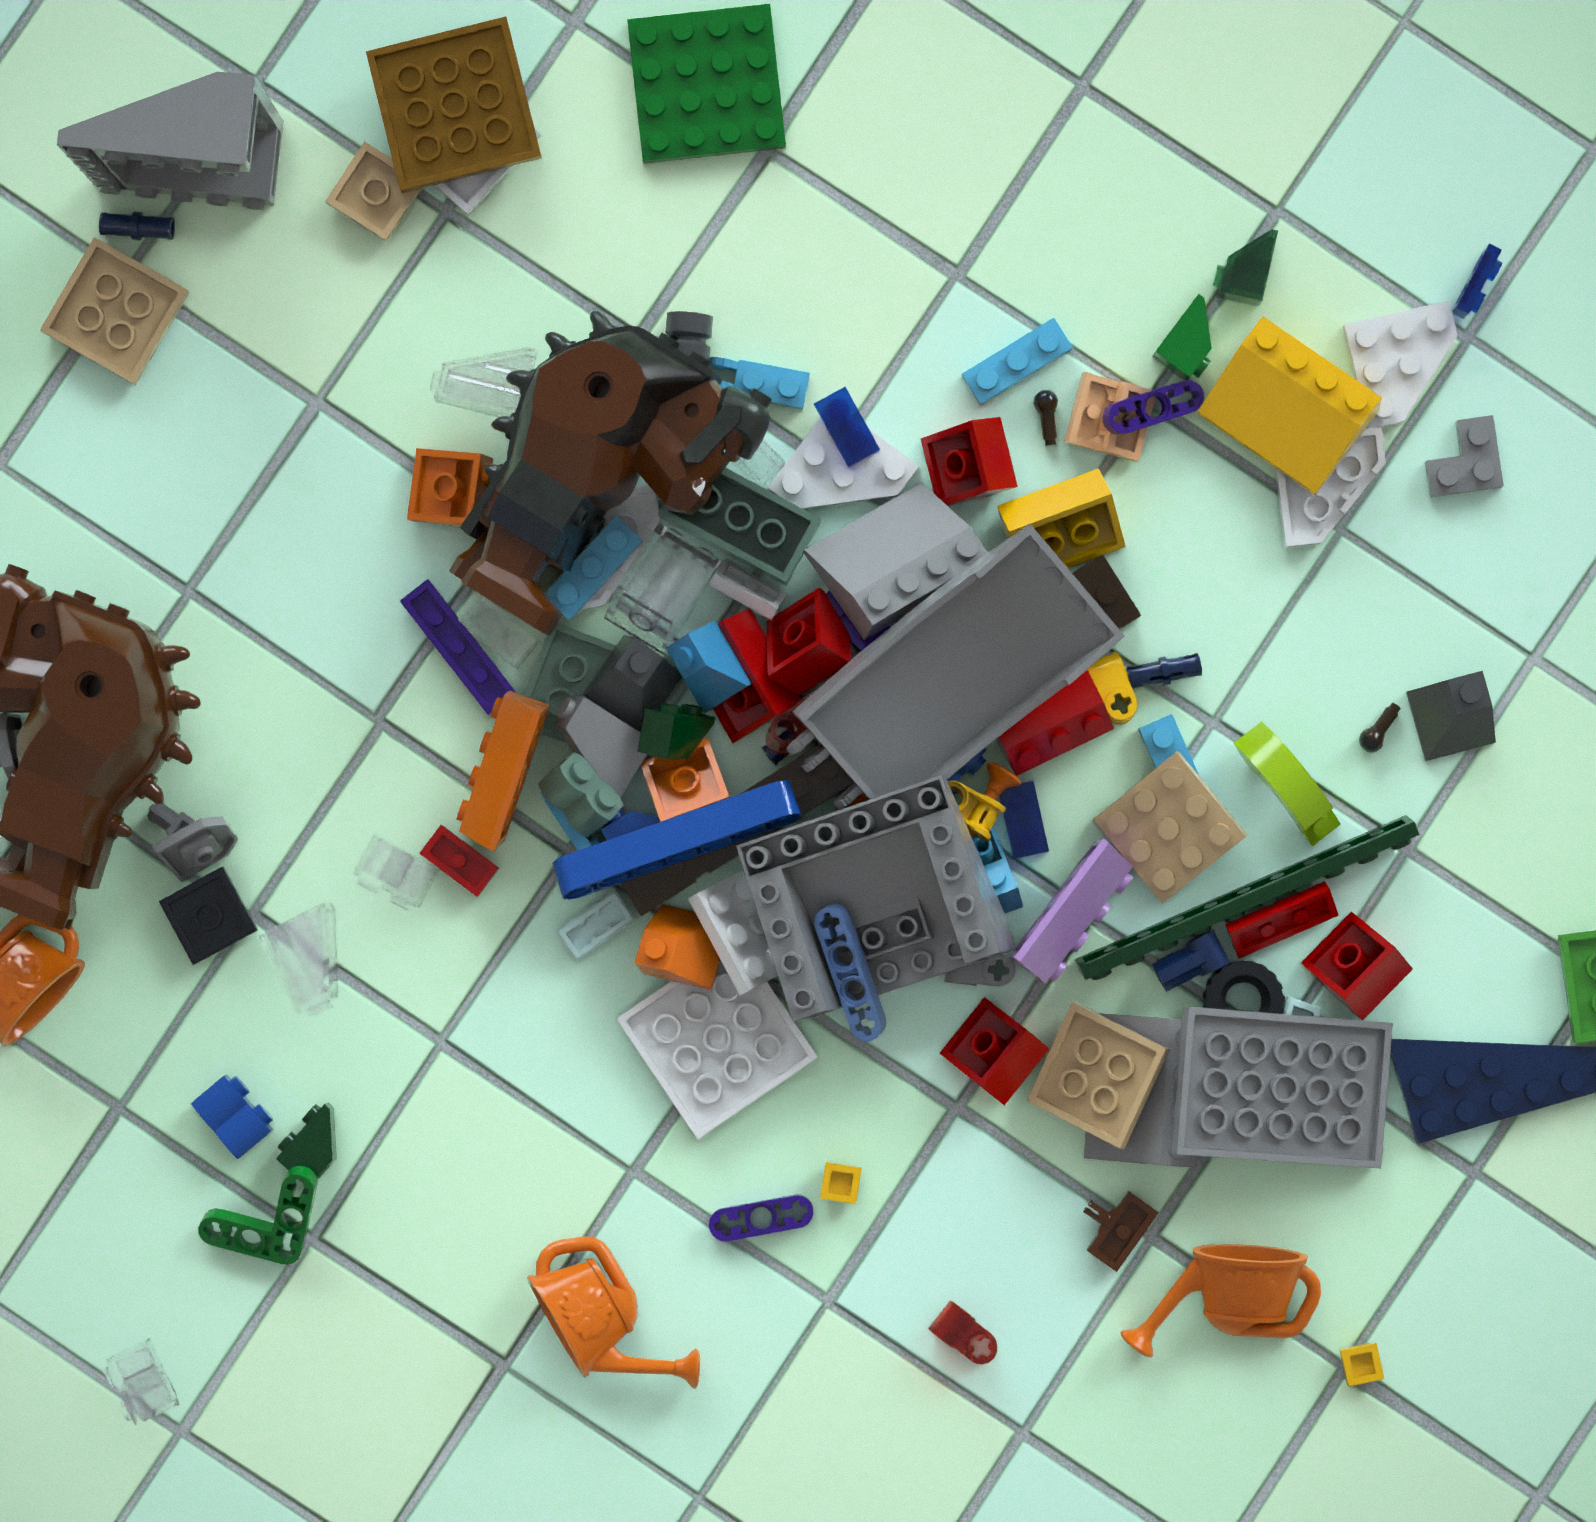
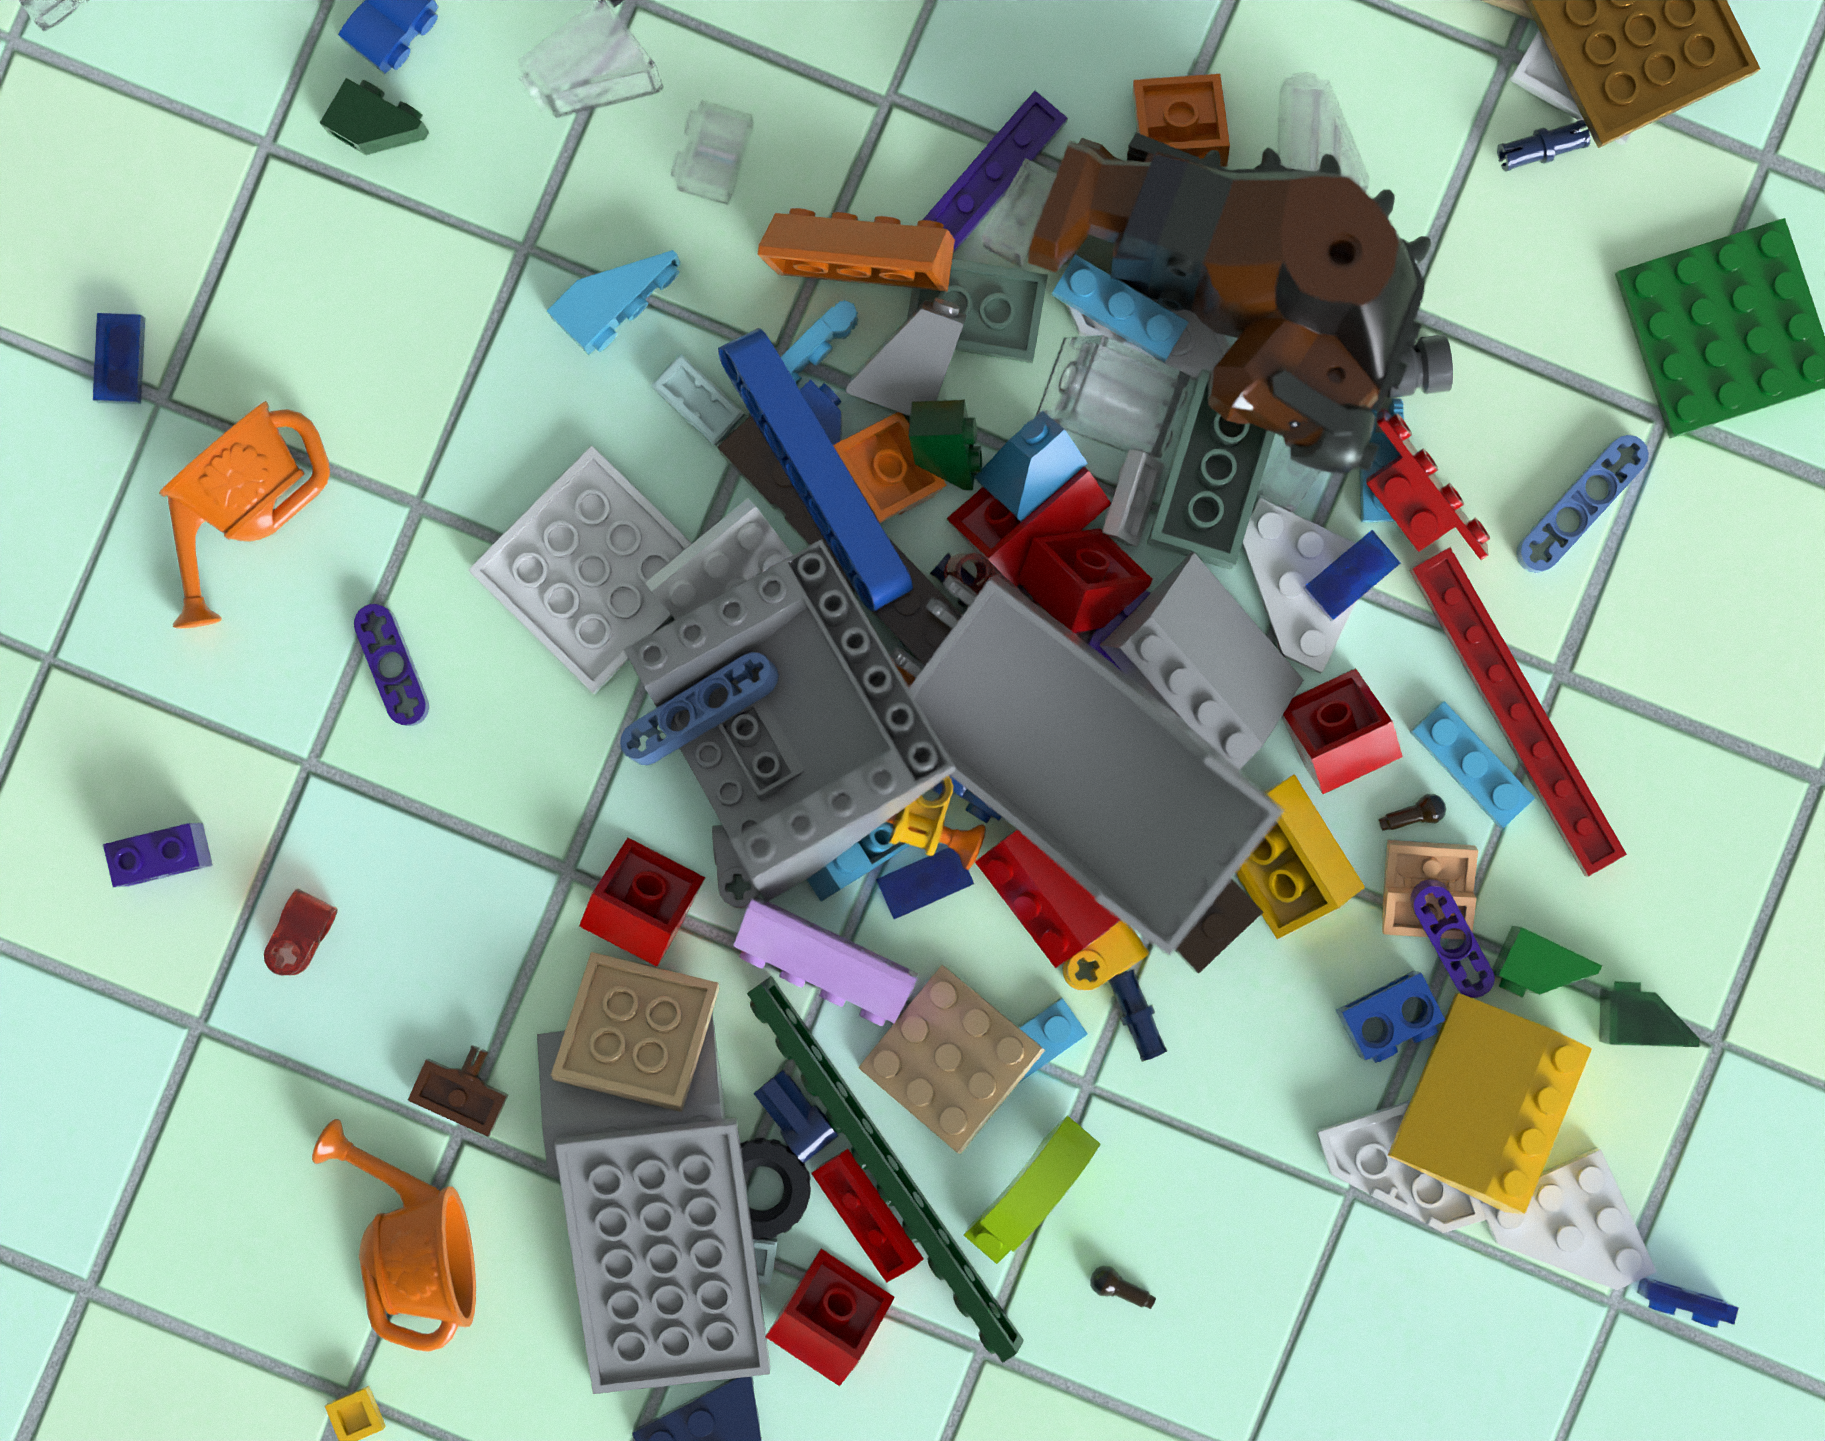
camera: 80 degrees right, 0 degrees up
(271, 1234) = (261, 93): green beam -> none
(459, 860) = (742, 224): red plate -> none
(465, 1392) = (119, 358): none -> clear blue plate
(500, 988) = (604, 300): none -> medium azure slope
(528, 200) = (1543, 145): none -> dark blue pin
(580, 794) = (848, 344): sand green brick -> none
(631, 681) = (994, 382): dark grey slope -> none
(678, 949) = (687, 498): orange slope -> none
(793, 361) = (1417, 496): none -> red bracket
(829, 226) = (1579, 501): none -> medium blue beam
(840, 1182) = (450, 750): yellow plate -> none
(878, 1436) = (157, 855): none -> dark purple brick
(982, 317) = (1518, 712): none -> red plate
(1196, 470) = (1387, 1006): none -> blue brick
(1453, 715) = (1154, 1374): dark grey slope -> none
(1475, 468) = (1464, 1344): light grey plate -> none

